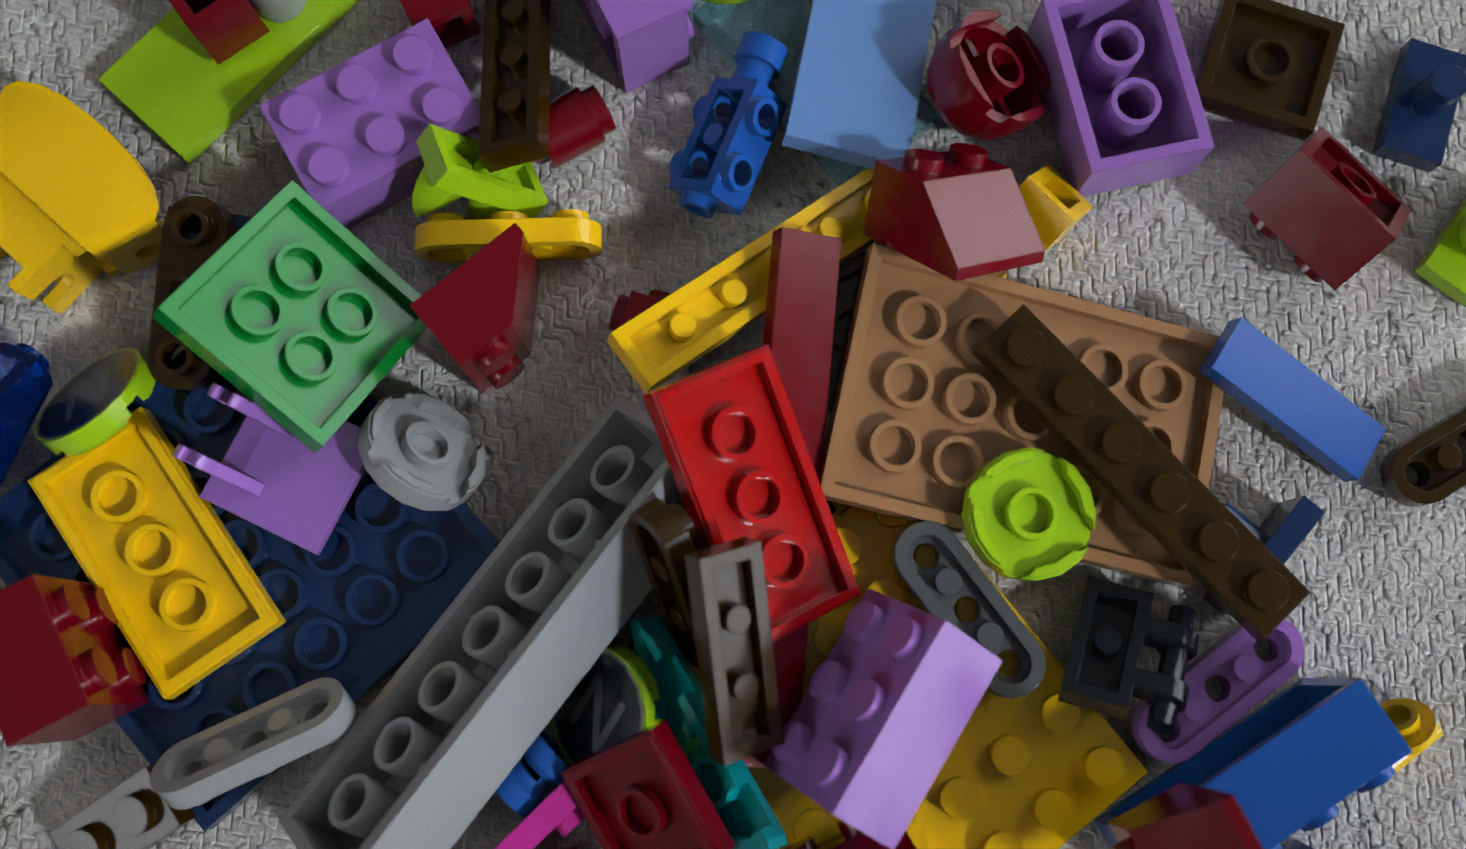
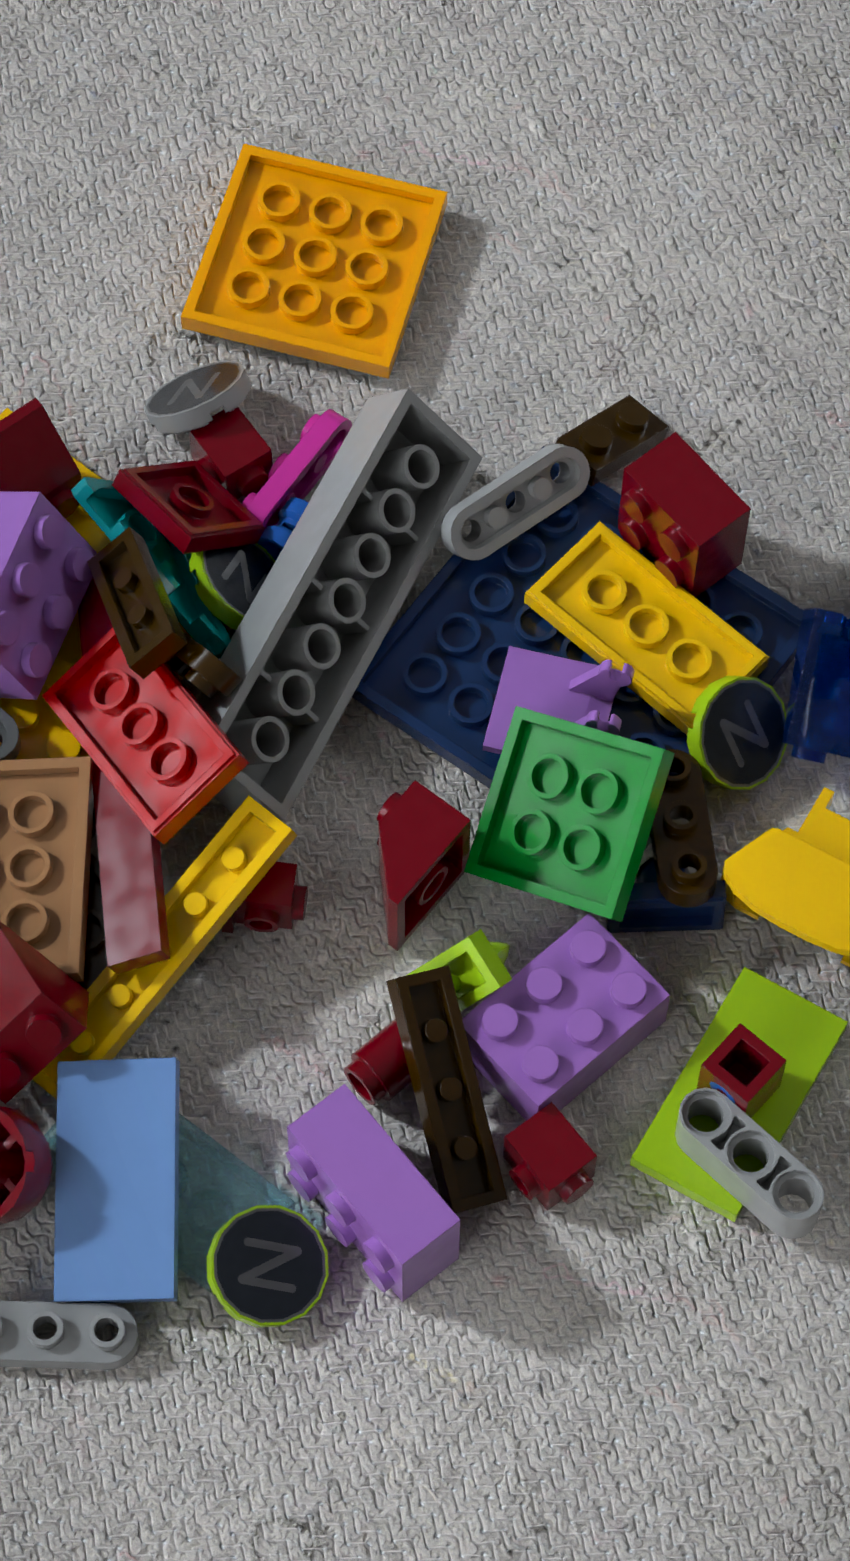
camera: 170 degrees right, 15 degrees down
(421, 452) = (444, 744): light grey tile -> none
(562, 237) = (372, 957): yellow plate -> none
(733, 145) = (231, 1077): blue brick -> none

